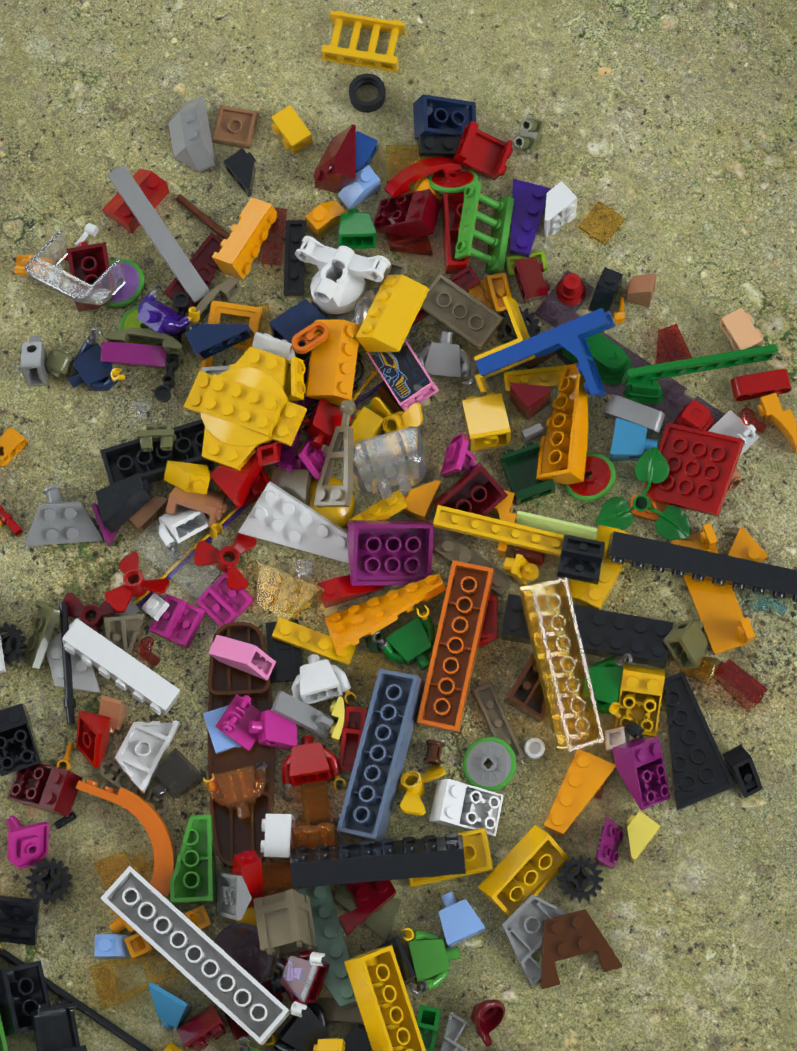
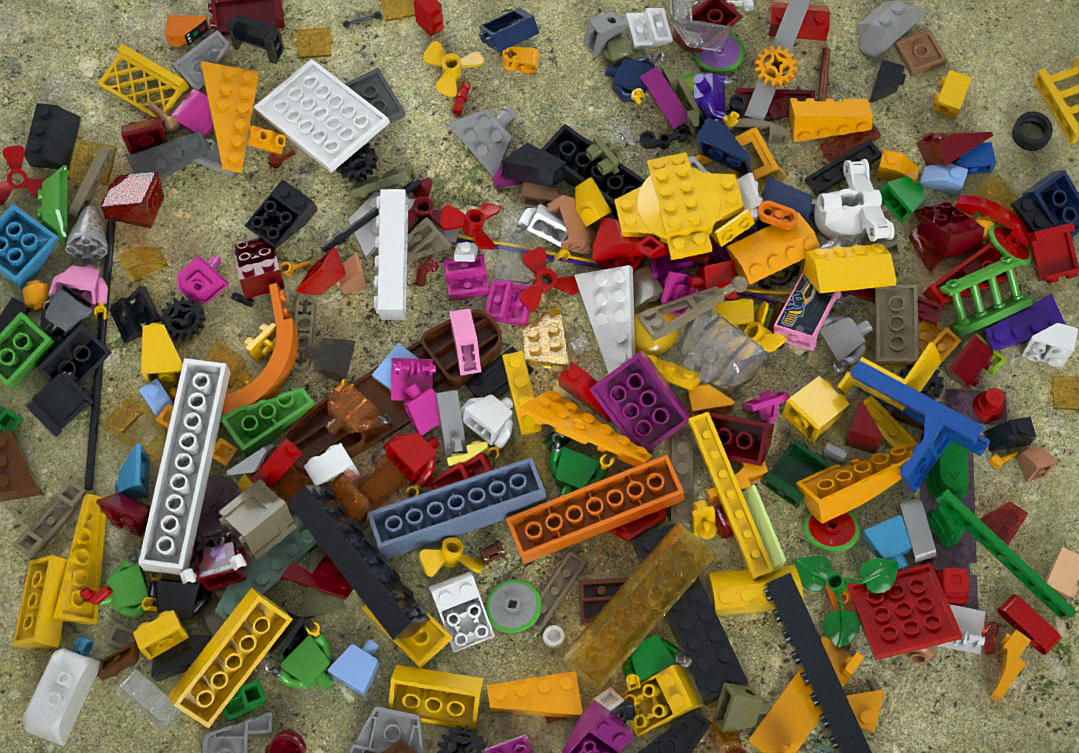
camera: 50 degrees right, 5 degrees down
(54, 324) = (648, 29): none -> white slope
(78, 918) = (159, 356): none -> yellow slope
(122, 824) = (263, 343): none -> yellow hips
(144, 750) = (339, 320): white wing -> none
(167, 244) = (769, 72): none -> light orange gear
(581, 559) = (747, 563): black slope -> none

